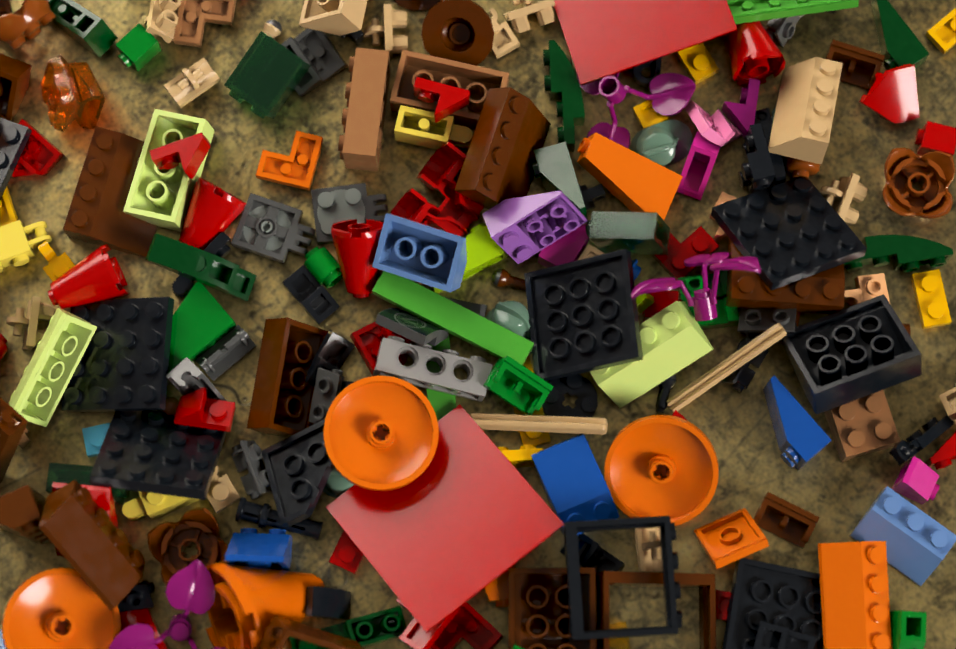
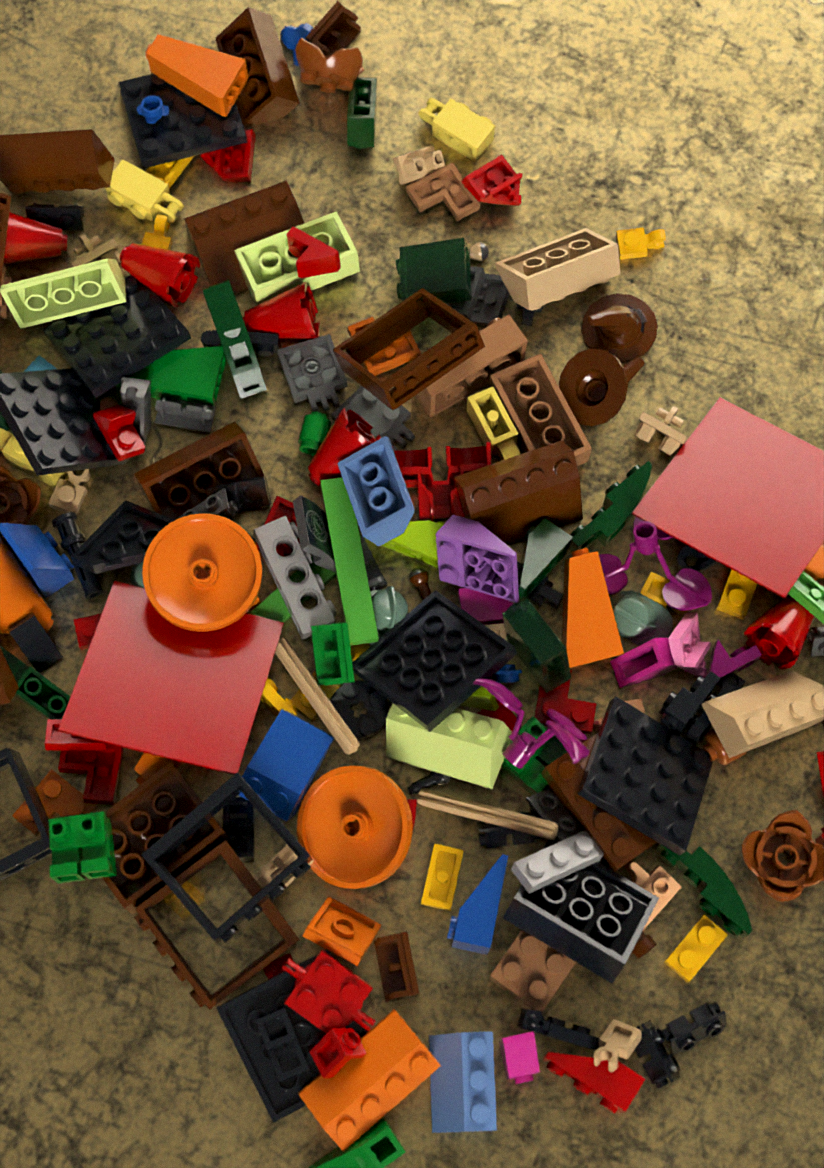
camera: 50 degrees right, 5 degrees down
(71, 94) = (299, 146): clear orange piece -> none
(137, 48) = (378, 167): green brick -> none
(192, 82) = (382, 225): tan hips -> none
(249, 457) = (111, 496): dark grey hinge -> none
(310, 294) = (284, 442): black slope -> none
(357, 141) = (424, 369): none -> reddish brown window
(391, 20) = (559, 331): tan hips -> none
(449, 98) = (525, 414): red slope -> none
(504, 38) = (621, 426): tan plate -> none
(744, 437) = (442, 877): none -> yellow plate
(773, 582) = (328, 993): none -> red plate
(807, 344) = (557, 861): none -> light grey plate
(819, 607) = (336, 1050): none -> red bracket
(842, 193) = (732, 802): tan hips -> none

